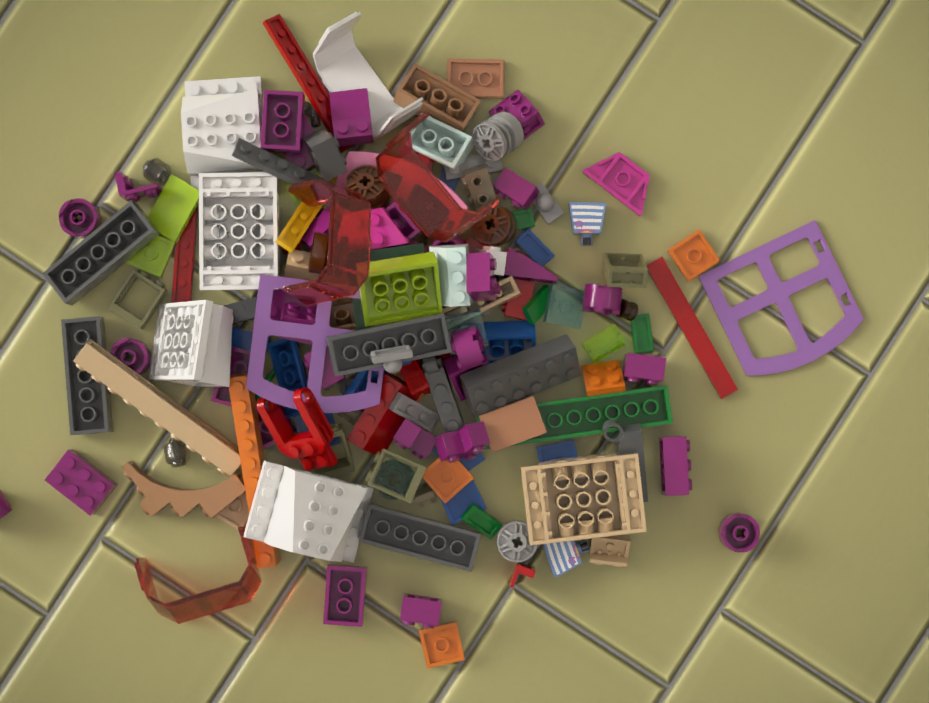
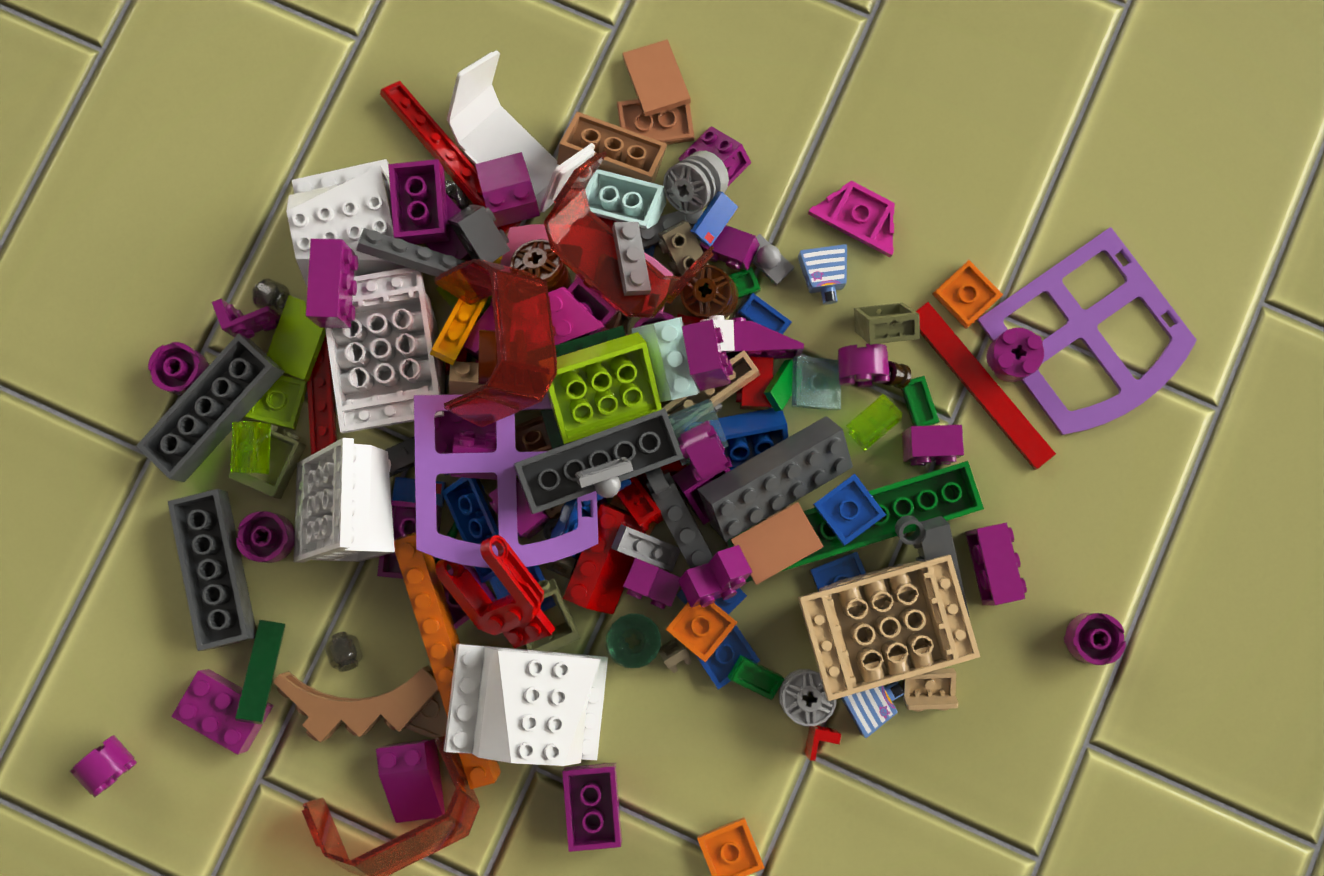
camera: 10 degrees left, 5 degrees down
(114, 457) = (260, 672): none -> dark green tile
(128, 289) = (250, 447): none -> clear neon green hinge
(159, 407) = (307, 594): tan brick -> none
(210, 178) = (331, 283): none -> magenta brick
(214, 555) = (411, 779): none -> magenta slope
(379, 457) = (660, 642): olive window -> none
(420, 537) = (679, 712): dark grey brick -> none
(420, 610) = (696, 811): magenta brick -> none
(437, 192) = (631, 258): none -> light grey plate
(481, 44) = (656, 78): none -> nougat tile
(506, 168) = (714, 218): none -> tile
(570, 408) = (849, 509): none -> blue plate
(603, 378) = (882, 466): orange plate -> none
(729, 304) = (1028, 349): none -> magenta brick

